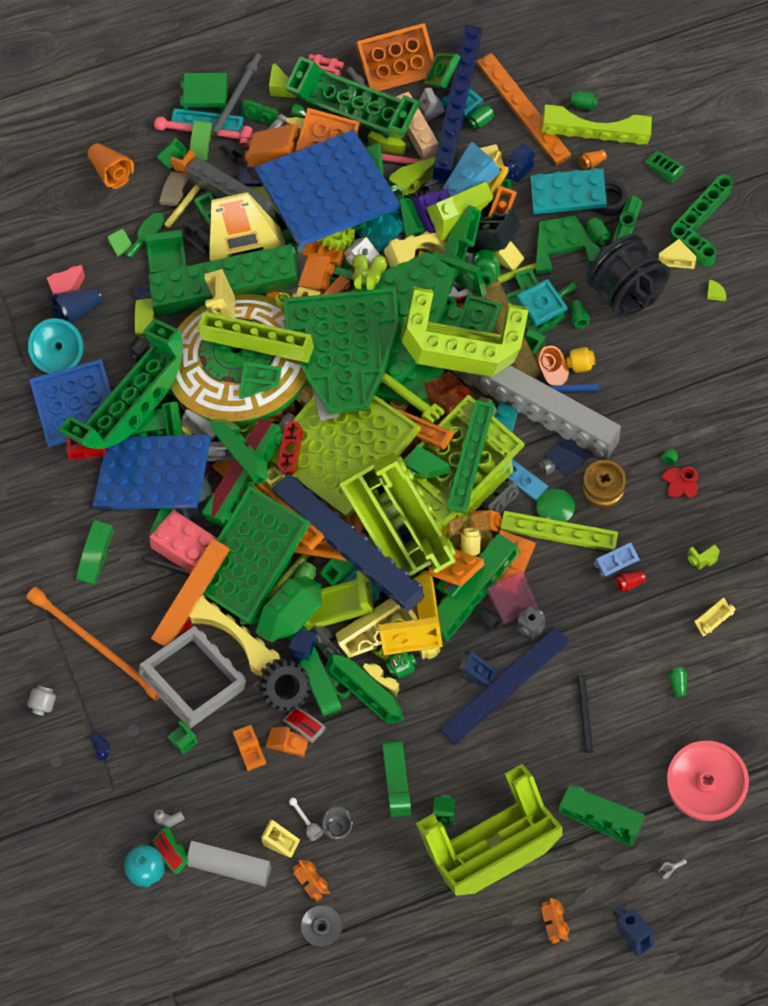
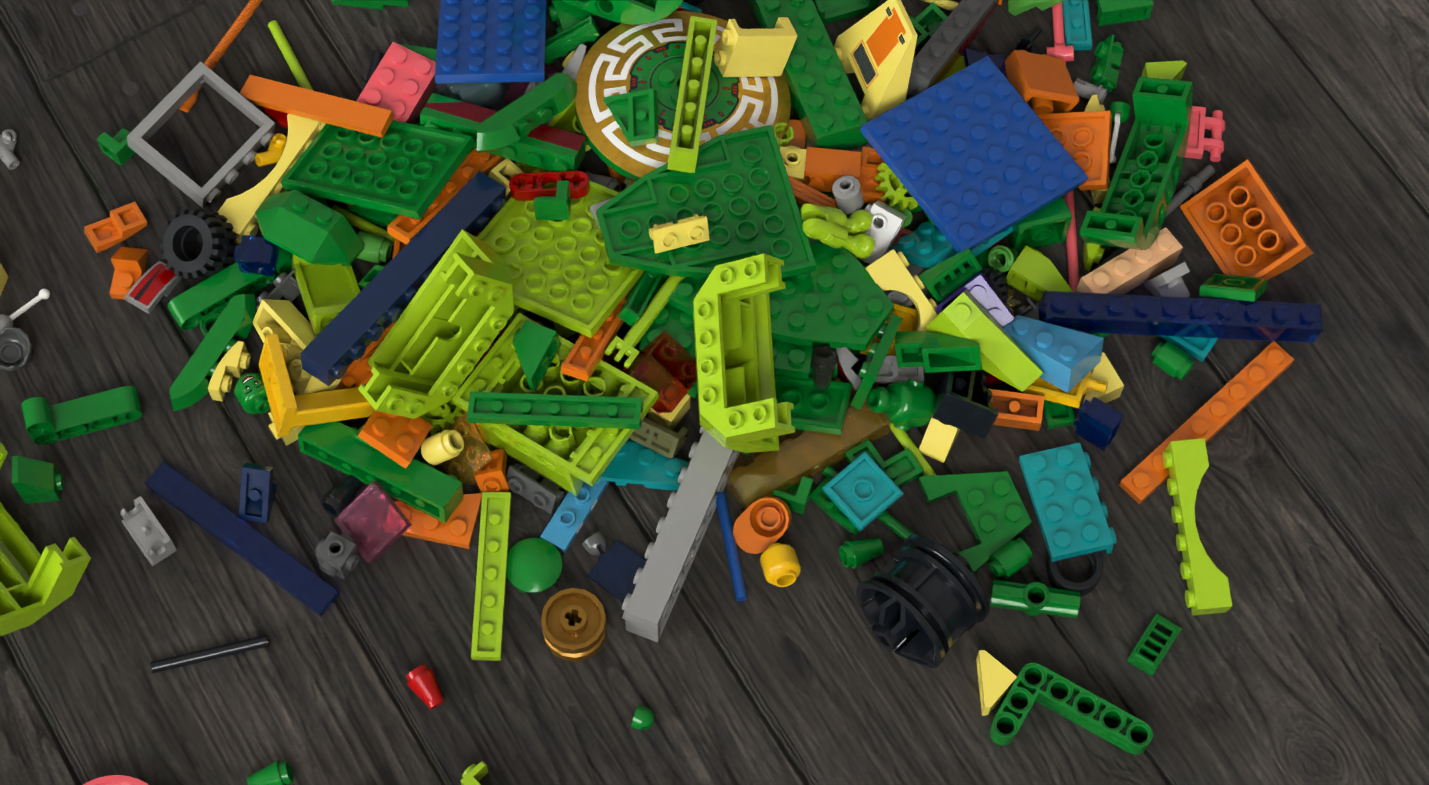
camera: 75 degrees right, 0 degrees up
(102, 746) = (100, 55): clear blue arm -> none
(137, 616) = (289, 55): none -> lime bar
(211, 634) = (274, 151): none -> yellow arm
(250, 70) = (1176, 40): dark grey bar -> none
(309, 443) = (556, 206): none -> green panel
(341, 264) = (848, 194): none -> light grey brick
(358, 352) = (684, 233): none -> light yellow hinge
(395, 399) = (639, 297): none -> green piece
(458, 300) = (823, 366): none -> clear smoke cone
(492, 743) = (147, 532): none -> light grey hinge
(584, 100) = (1242, 506): green brick -> none
(591, 159) = (1139, 533): orange cone -> none
(602, 815) = (48, 695): green wedge -> none
(616, 560) = (452, 660): medium blue hinge -> none
(679, 484) = (599, 739): red plate -> none
(716, 291) = (944, 751): lime tile -> none

